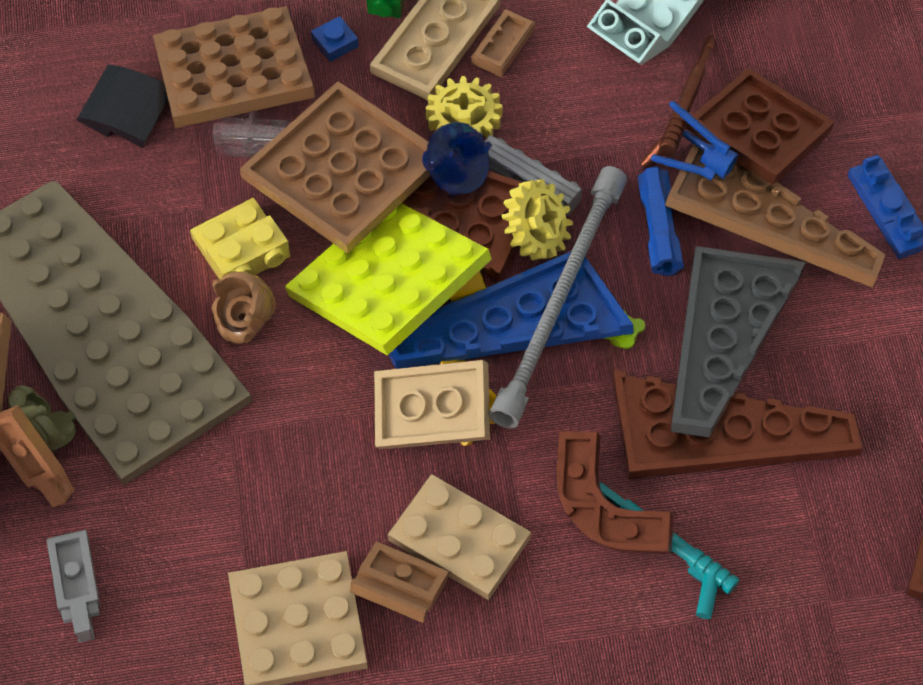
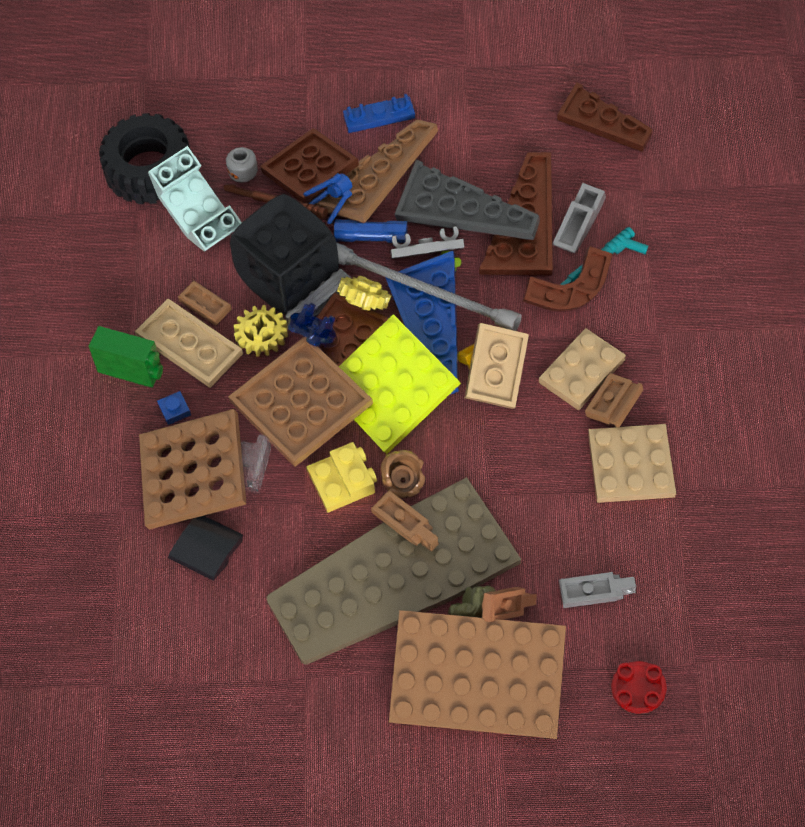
camera: 80 degrees left, 0 degrees up
(160, 316) = (405, 521): none -> medium nougat hinge
(575, 100) = (283, 252): none -> black piece
(644, 294) = (426, 245): none -> light grey plate
(741, 505) = (579, 218): none -> light grey slope
(742, 43) = (241, 164): none -> light grey head

